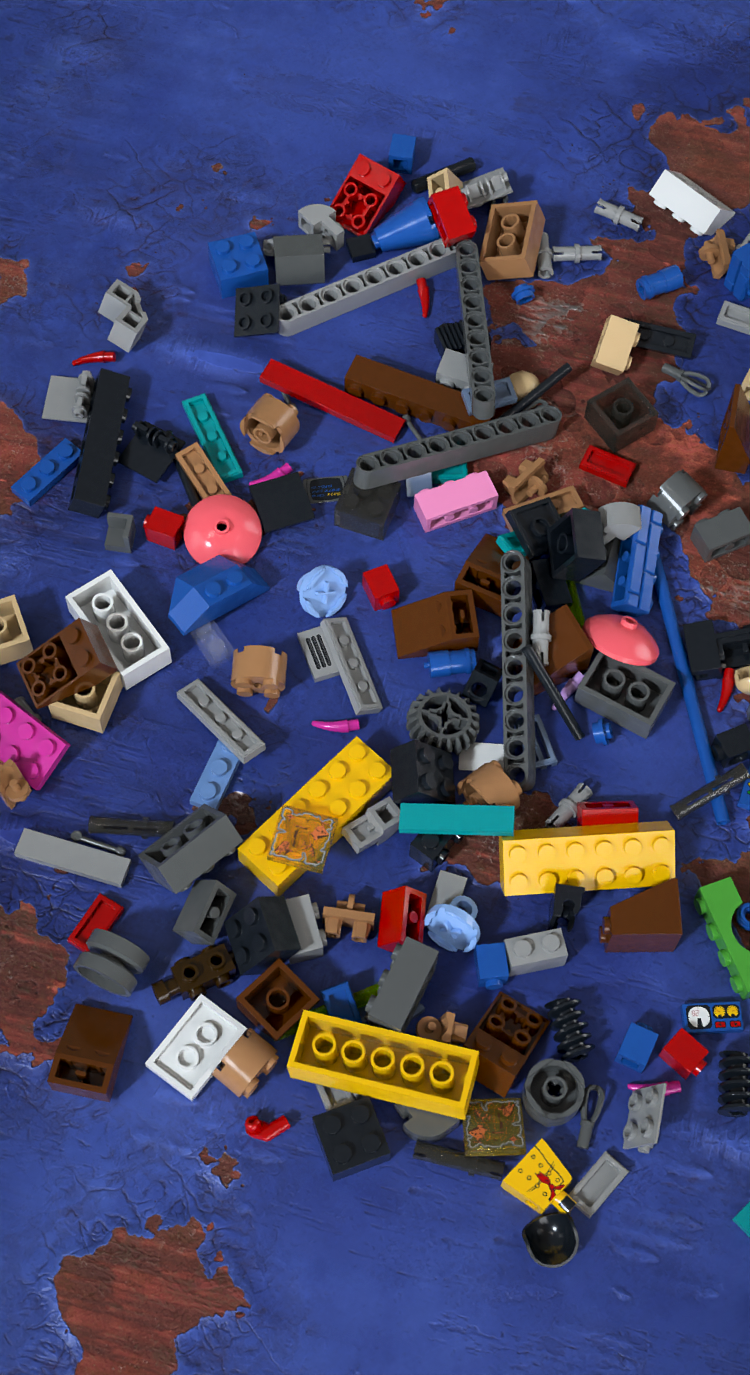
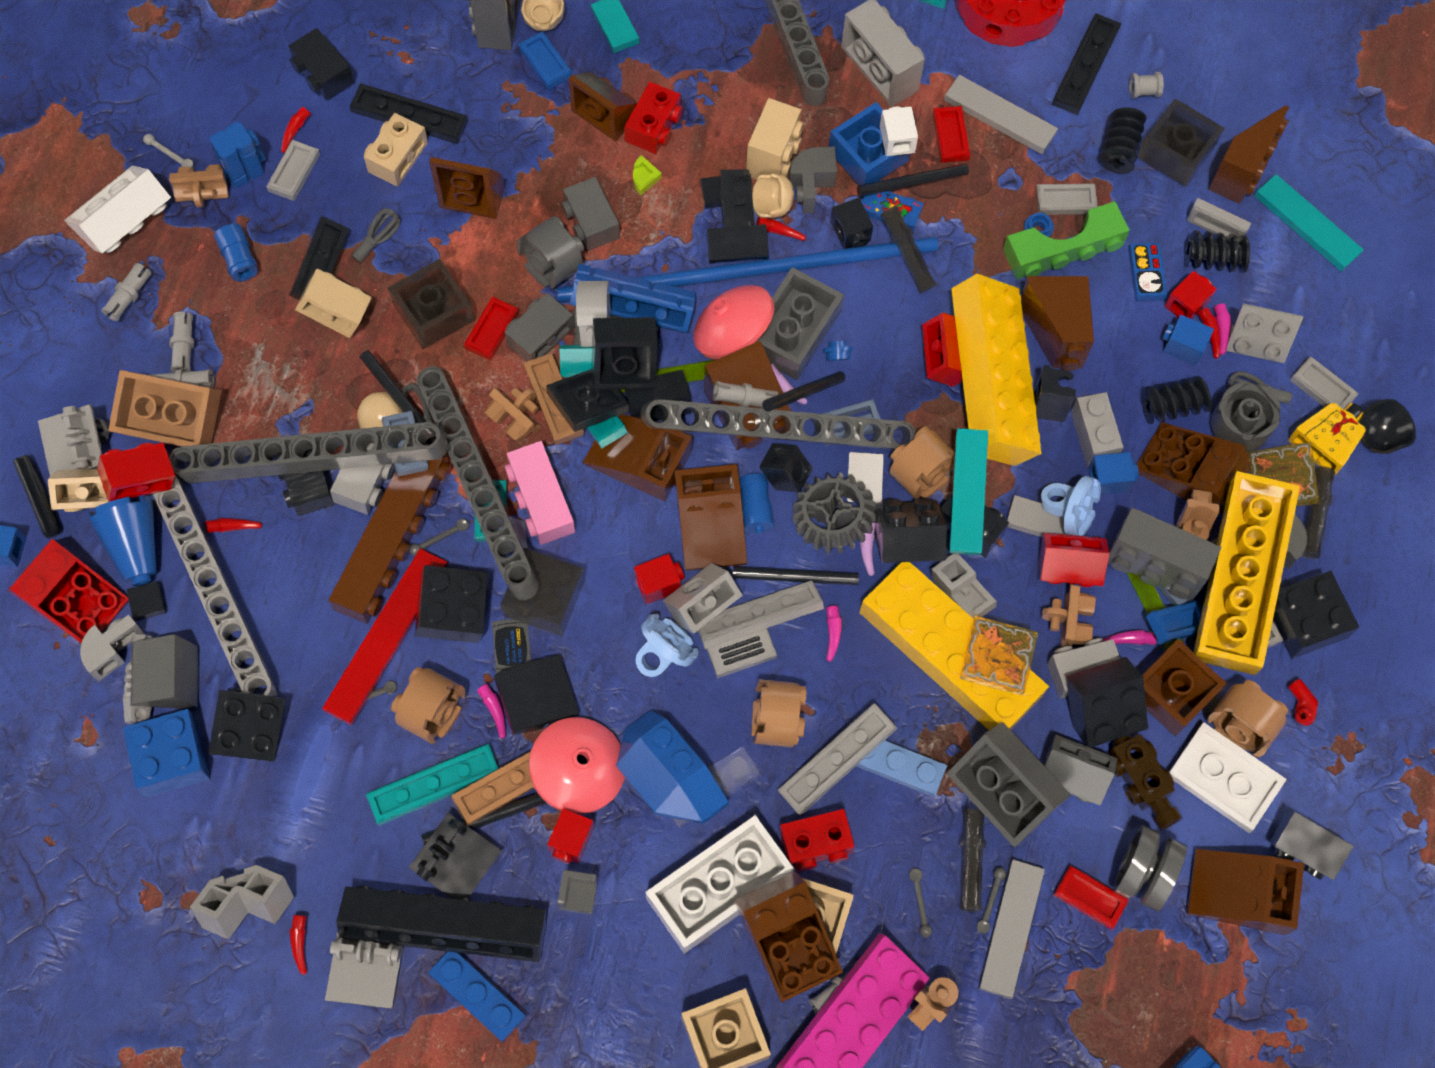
camera: 90 degrees left, 5 degrees up
(122, 785) = (915, 876): none -> dark grey hinge
(128, 1112) = (1311, 844): none -> brick
(154, 705) = (817, 840): none -> red brick
(331, 969) = (1133, 637): none -> dark pink helmet
(352, 434) = (451, 604): none -> black brick
(361, 617) = (702, 598): none -> light grey brick
(388, 697) = (794, 575): none -> black bar
(523, 293) = (239, 406): blue plate -> none
(568, 807) = (928, 390): light grey pin -> none
(601, 489) = (539, 328): none -> dark grey brick
(655, 1076) = (1211, 321): none -> red helmet

